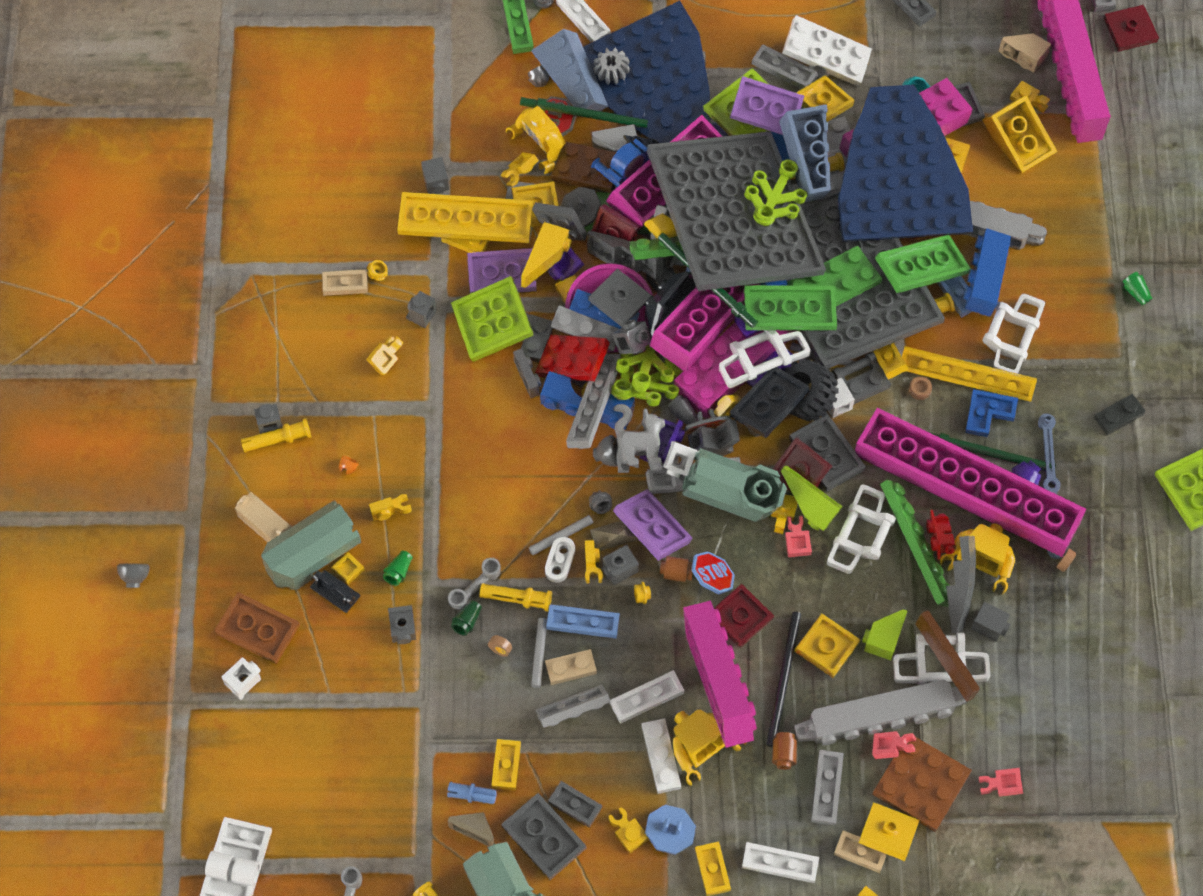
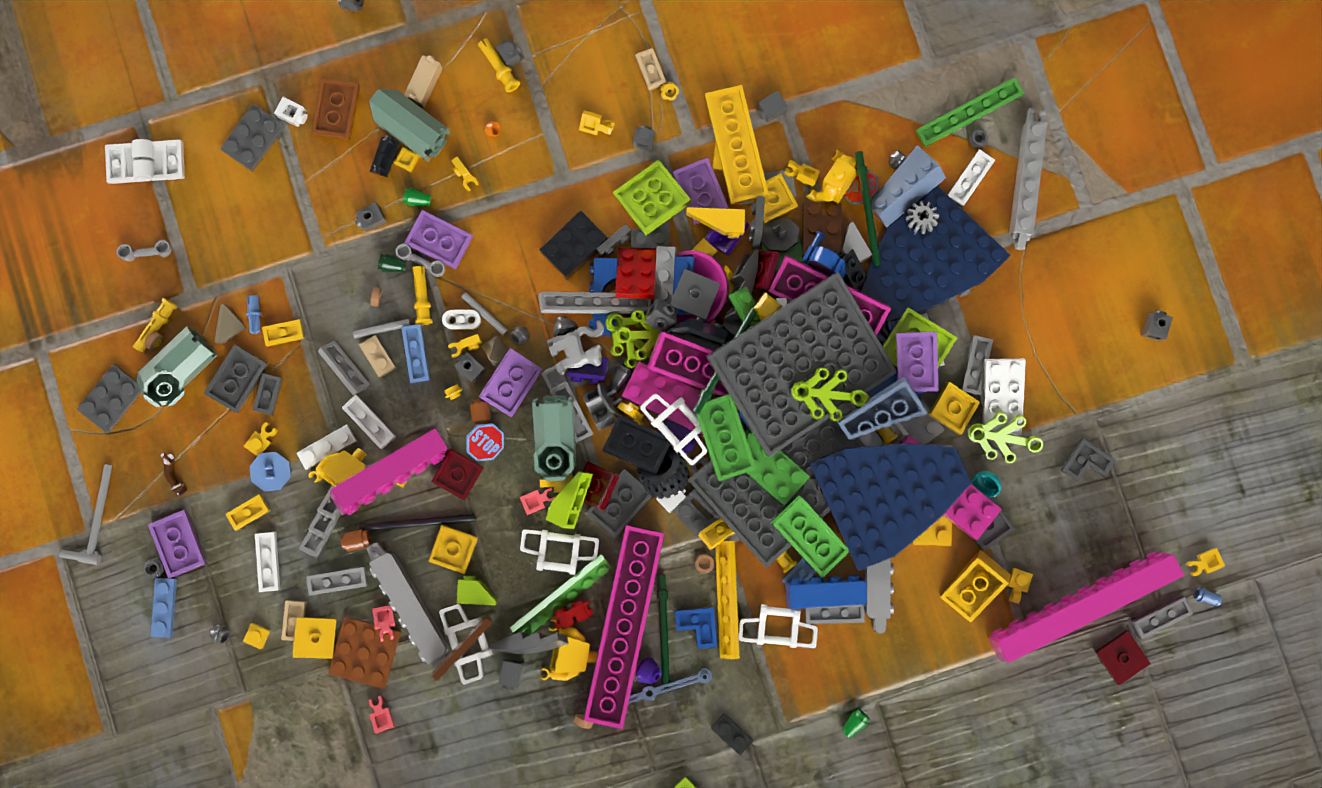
camera: 75 degrees right, 20 degrees up
(253, 735) = (252, 137): none -> dark grey plate
(456, 557) = (438, 239): none -> medium lavender plate
(517, 414) = (573, 245): none -> black brick
(687, 455) = (567, 386): white brick -> none
(750, 781) = (321, 526): none -> light grey slope
(868, 63) = (1002, 436): none -> plant
(1013, 273) = (835, 614): none -> light grey plate
(1025, 49) = (1065, 570): tan slope -> none

